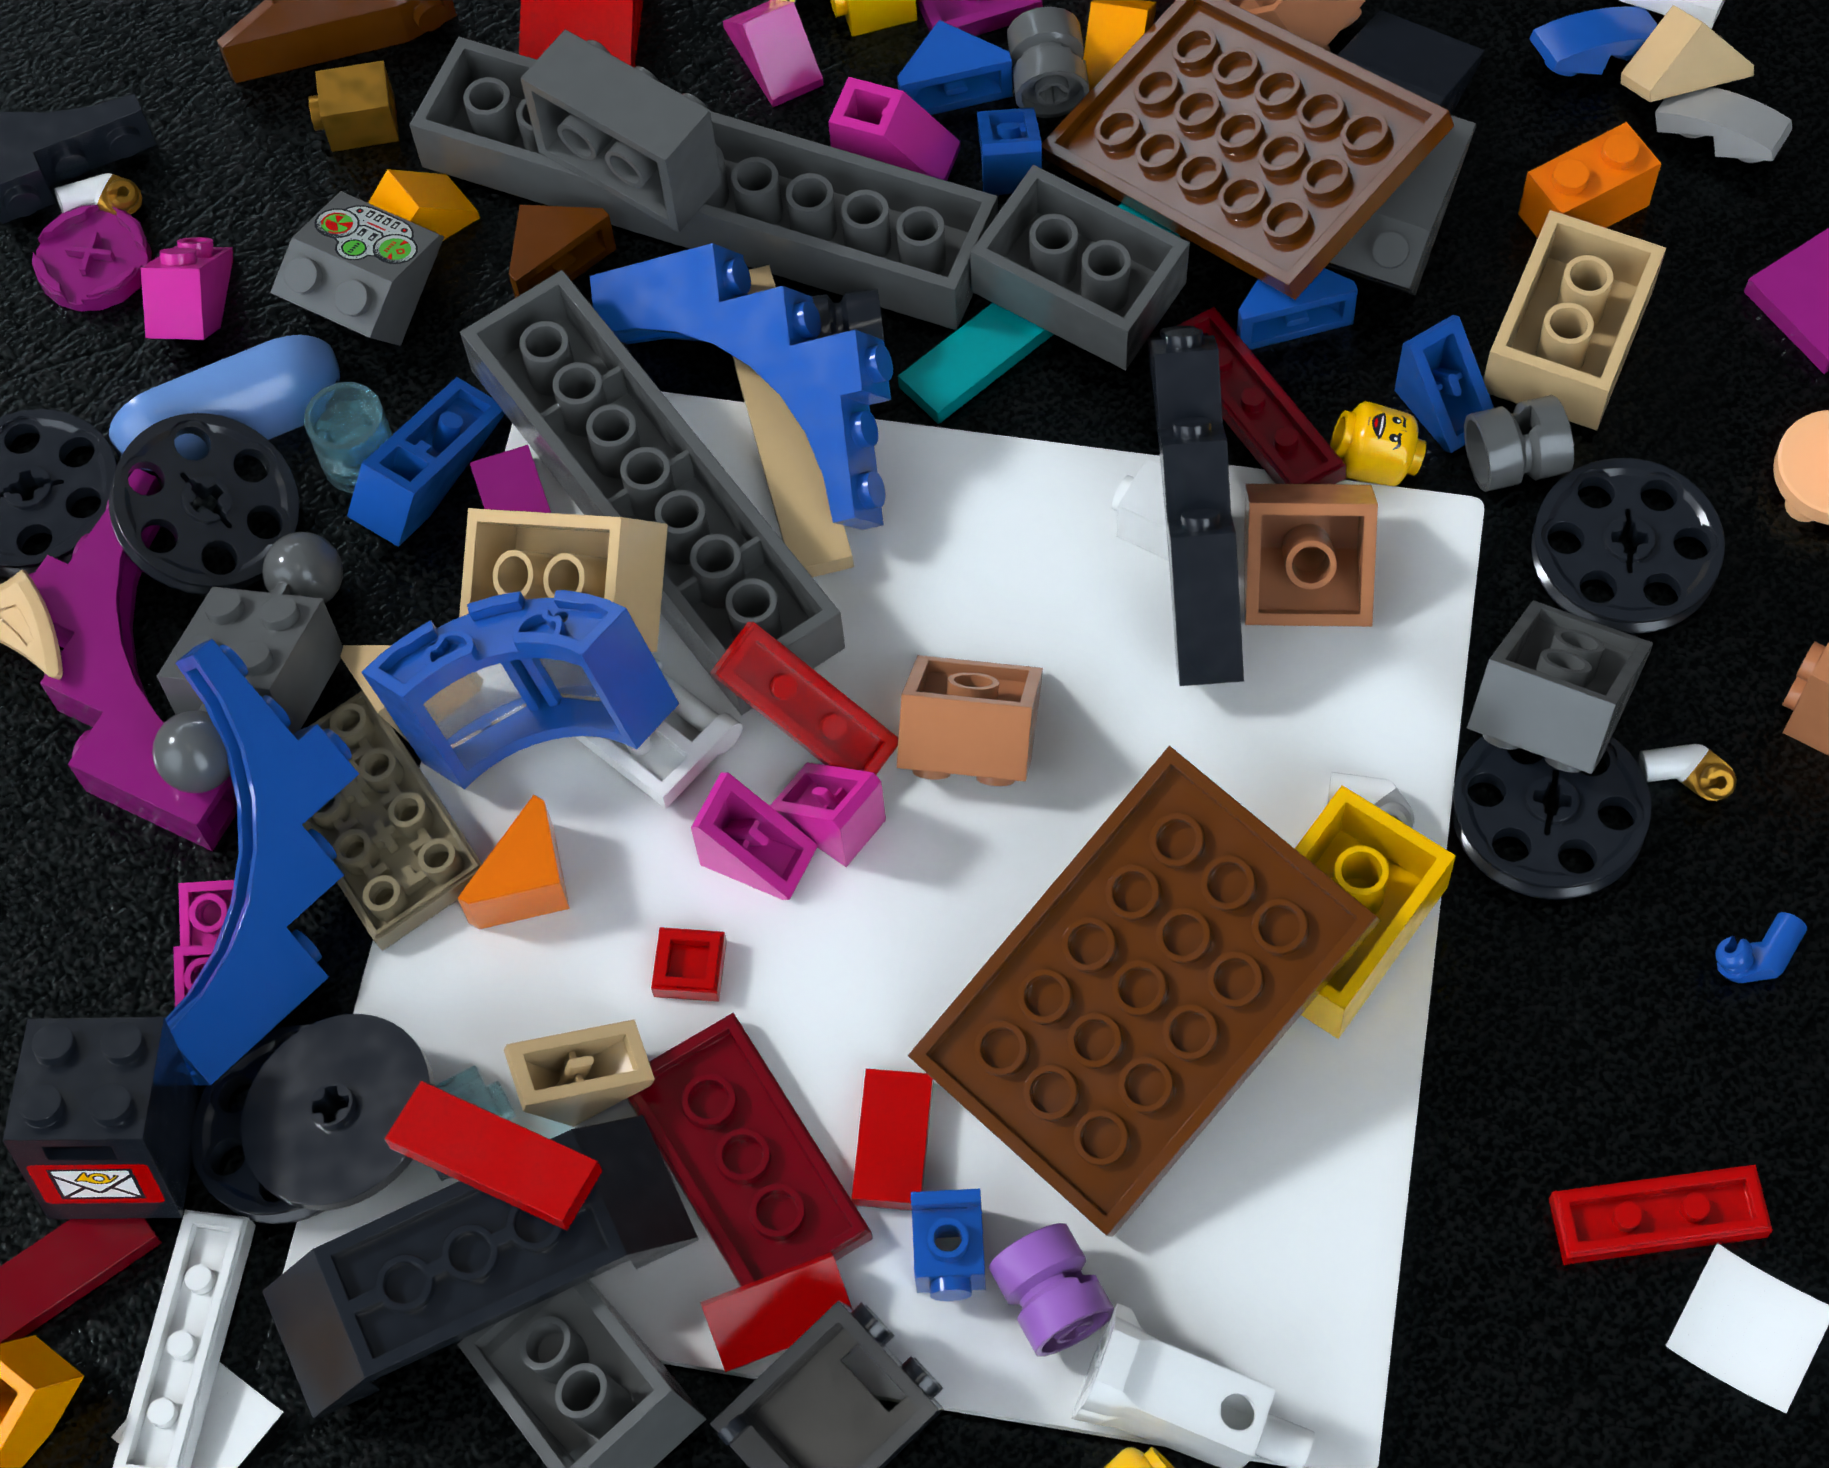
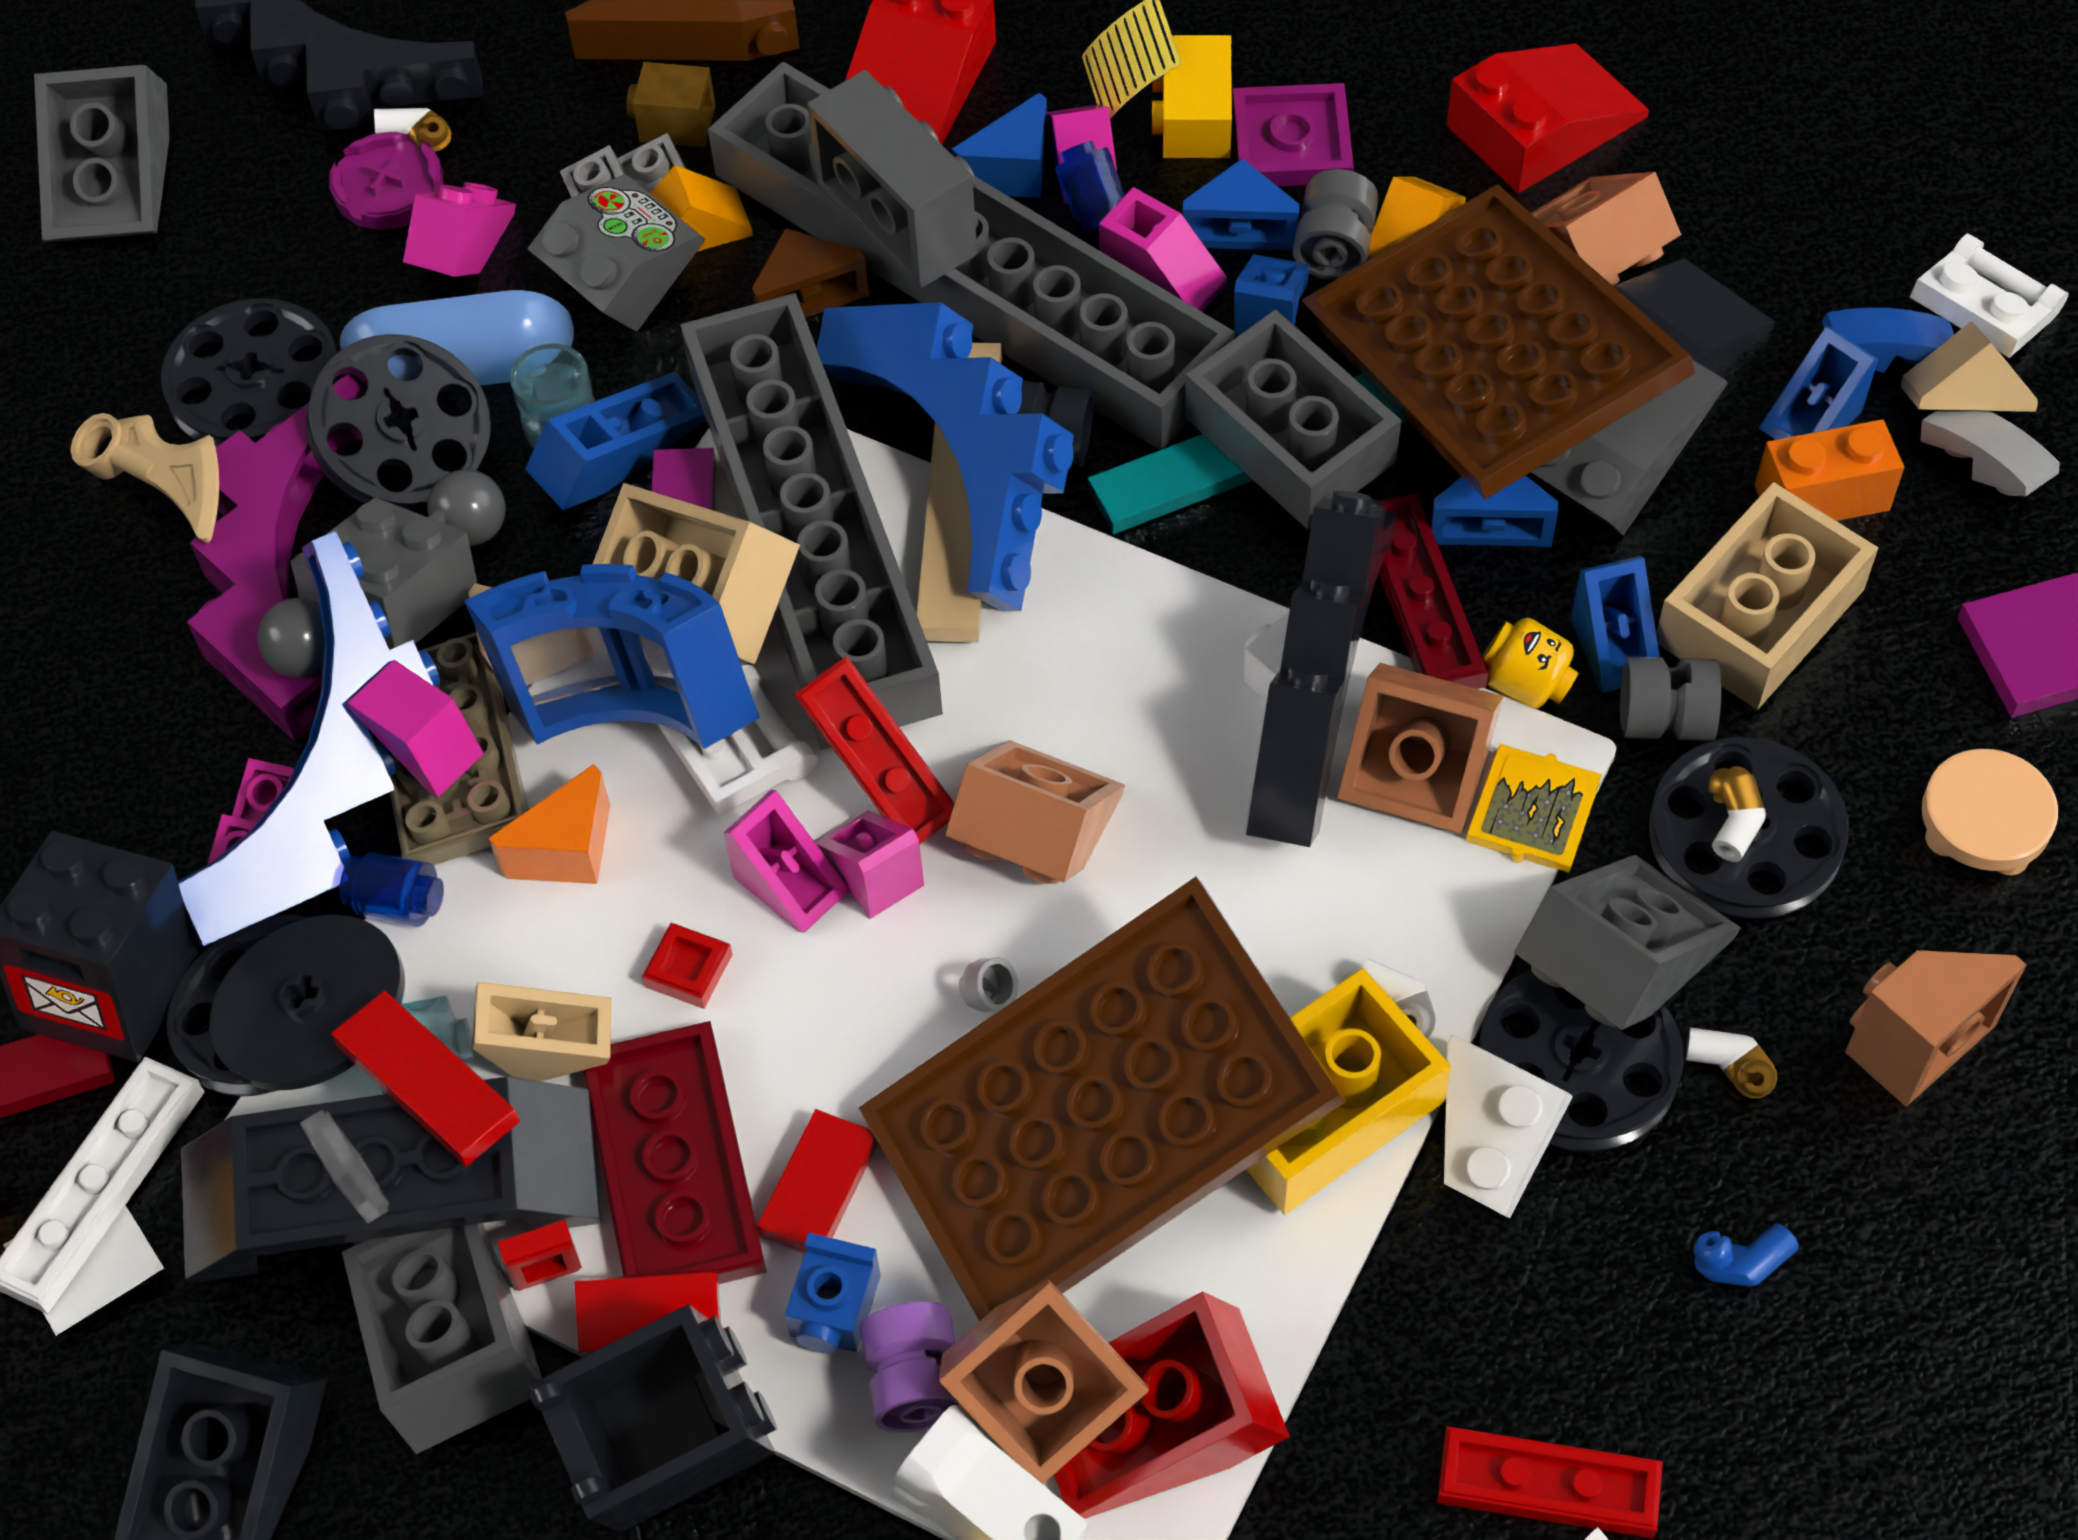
camera: 15 degrees right, 5 degrees down
(349, 806) = (417, 726): none -> dark pink slope
(353, 172) = (644, 165): none -> light grey slope
(374, 973) = (391, 888): none -> clear blue brick
(456, 1266) = (345, 1165): none -> clear tile
(655, 1290) = (539, 1255): none -> red tile
(710, 65) = (1011, 150): none -> blue slope
(800, 83) = (1089, 183): none -> clear blue brick
(989, 890) = (991, 975): none -> light grey hinge
(1186, 1268) = (1039, 1379): none -> nougat slope
(1288, 1259) = (1199, 1417): none -> red slope
(1429, 582) = (1534, 808): none -> piece
(1502, 896) = (1495, 1125): none -> white wing
(1556, 108) = (1824, 390): none -> blue slope
(1624, 528) = (1745, 809): none -> arm

